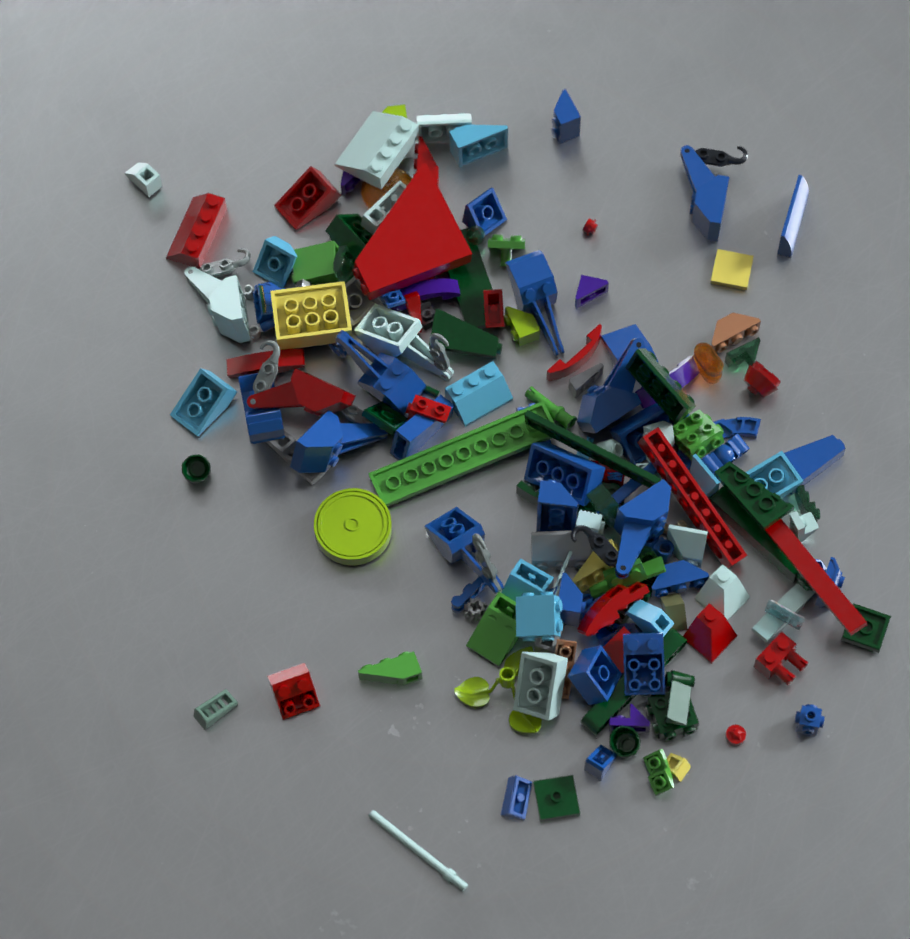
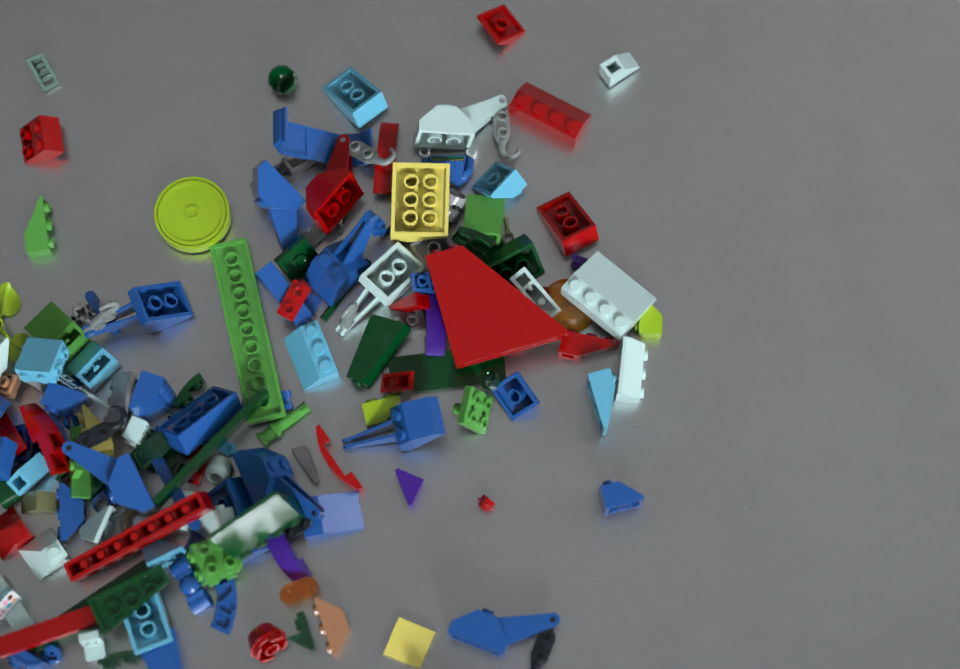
camera: 100 degrees right, 10 degrees up
(108, 285) = (501, 25): none -> red slope

